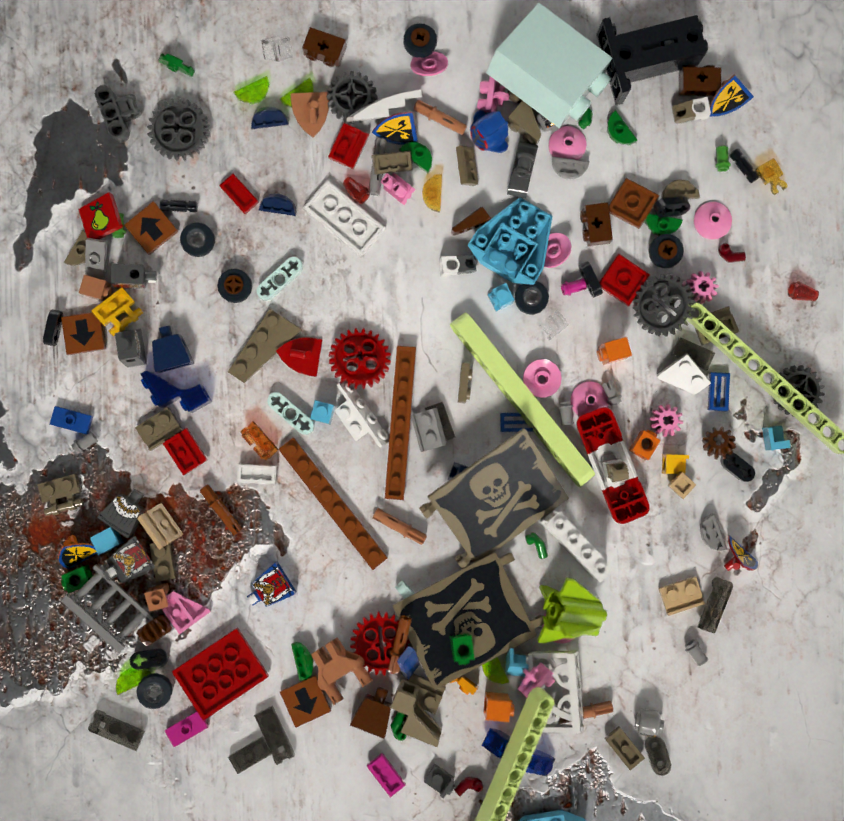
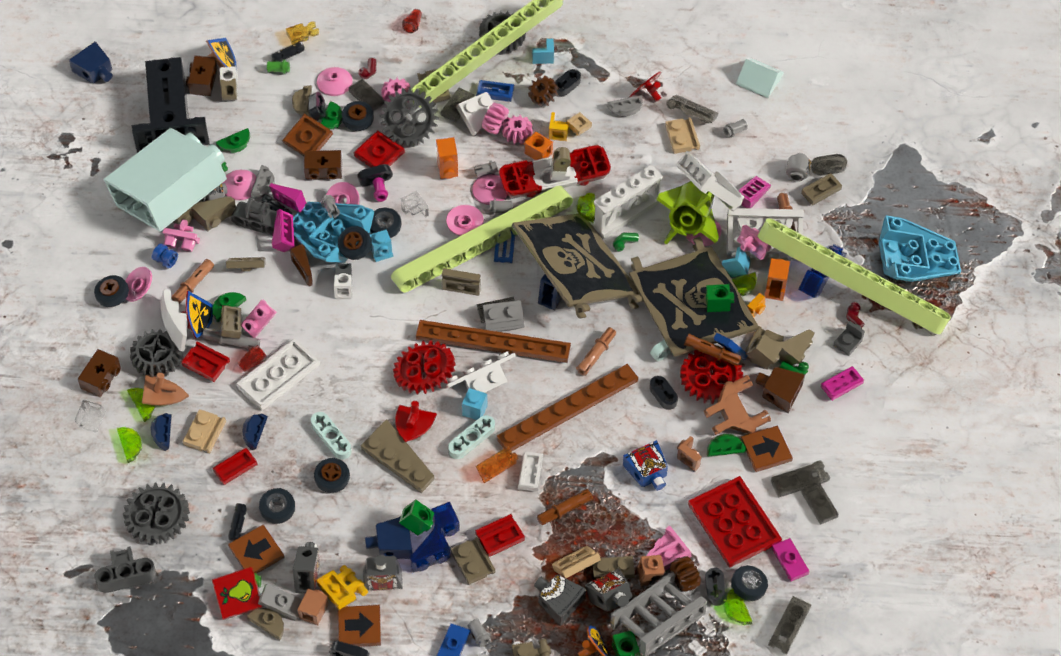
camera: 85 degrees left, 30 degrees down
(106, 540) = (586, 613): medium azure panel -> none
(175, 64) = (84, 512): green plate -> none
(184, 365) = (417, 517): none -> green brick
(273, 158) = (204, 431): none -> tan plate
(286, 627) = (687, 455): none -> nougat bracket
(362, 599) = (660, 395): none -> black beam
(432, 193) = (270, 294): clear yellow plate -> none
(467, 84) = (164, 255): none -> blue wheel
(487, 266) = (349, 238): none -> black wheel
(489, 131) = (215, 235): blue piece -> none
(499, 192) = (283, 238): none -> dark pink slope
(539, 238) = (328, 203): none -> light grey pin
(540, 186) = (274, 205): none -> black axle
(547, 199) = (288, 196): none -> dark pink slope
(573, 502) = (586, 207): none -> clear neon green plate
(601, 667) = (750, 202): none -> dark pink slope
(613, 620) = (708, 181): none -> white fence
(674, 395) = (494, 118): none -> bright pink gear
(696, 256) = (364, 92): none -> clear smoke plate
(770, 676) = (759, 77): none -> light aqua slope

